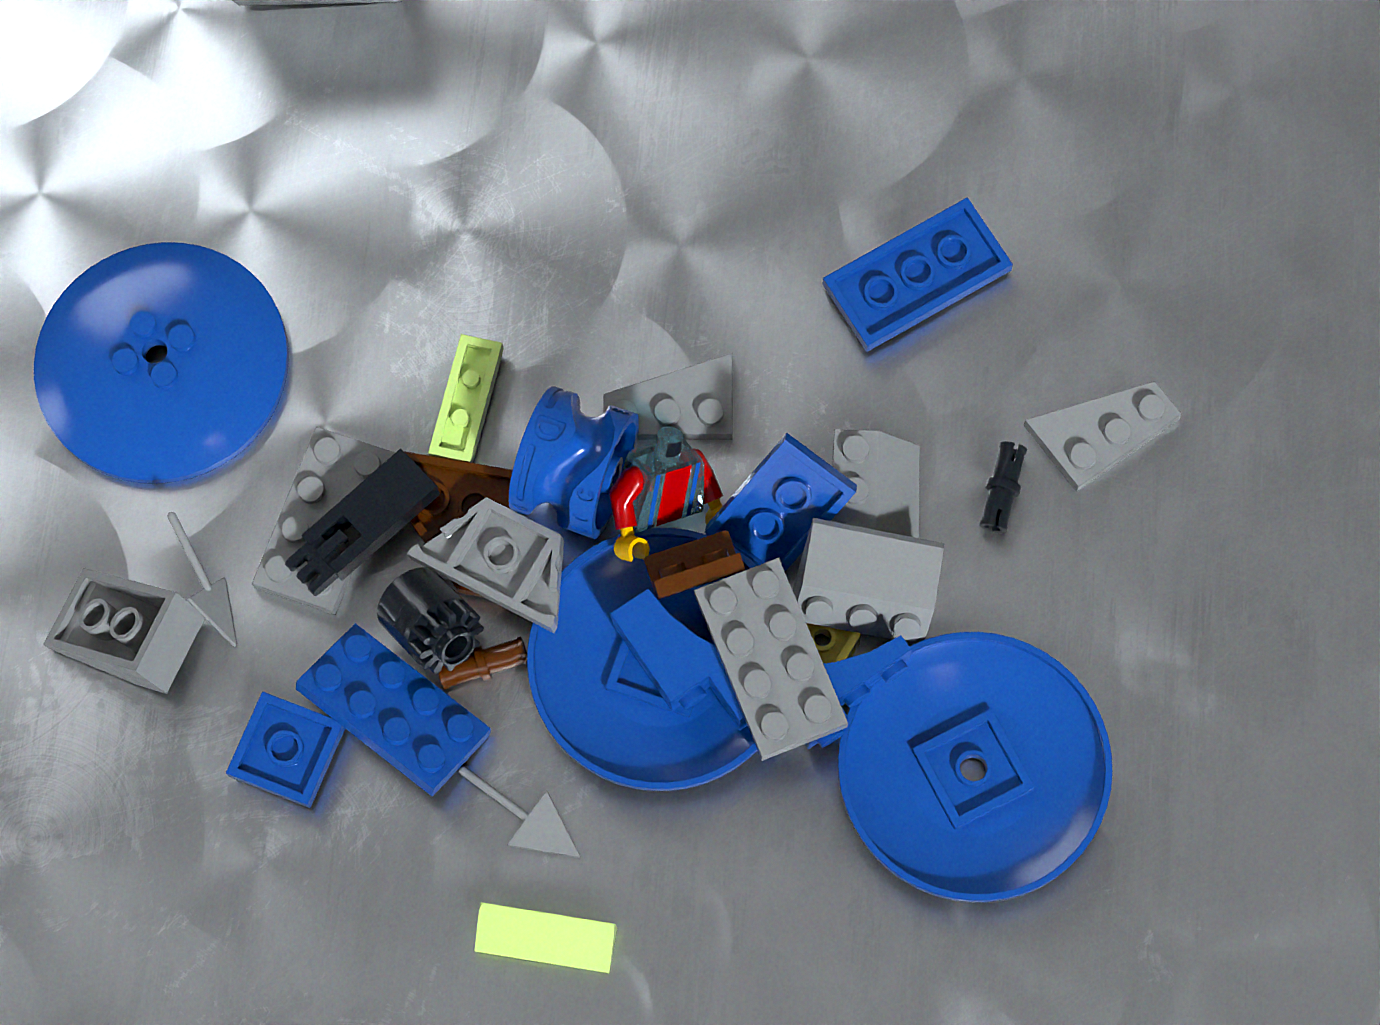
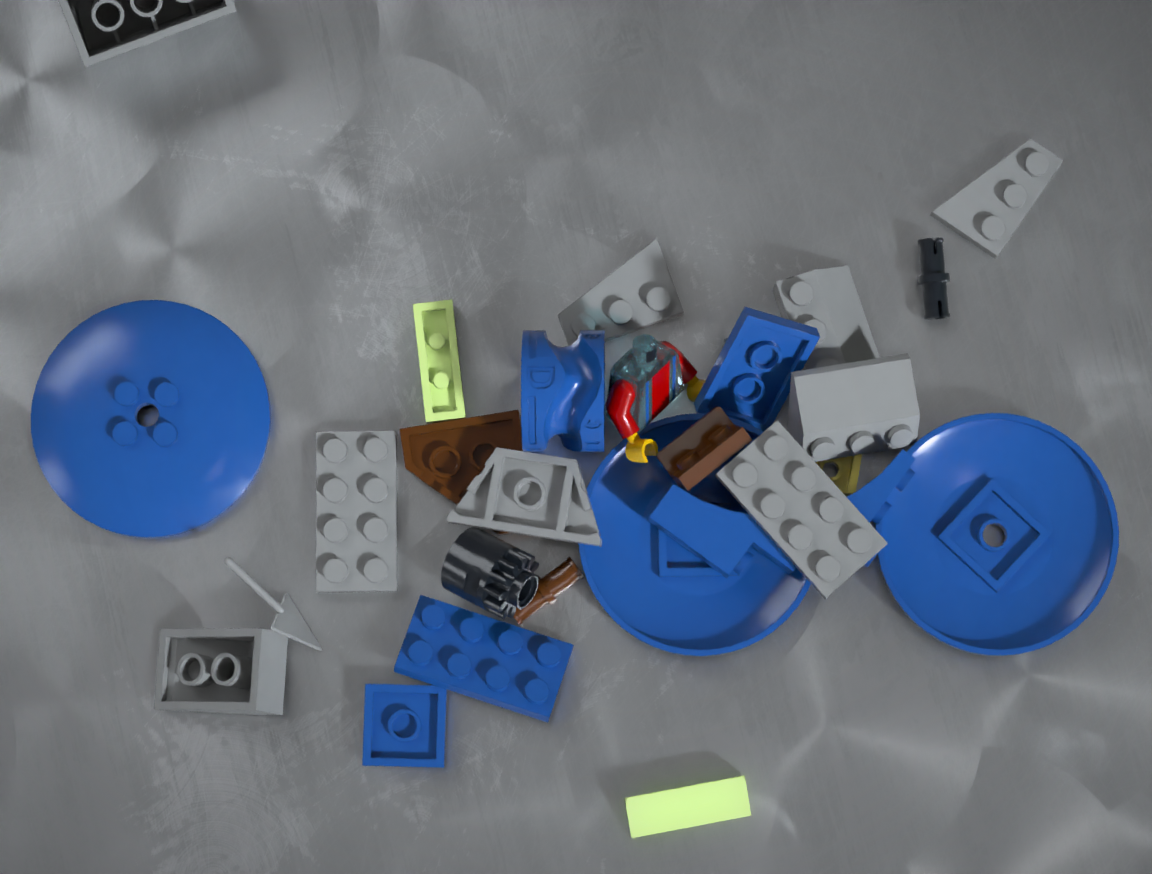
camera: 25 degrees left, 10 degrees up
(375, 509) = (402, 493): black hinge -> none
(541, 828) = (647, 715): light grey piece -> none
(917, 274) = (792, 110): blue plate -> none

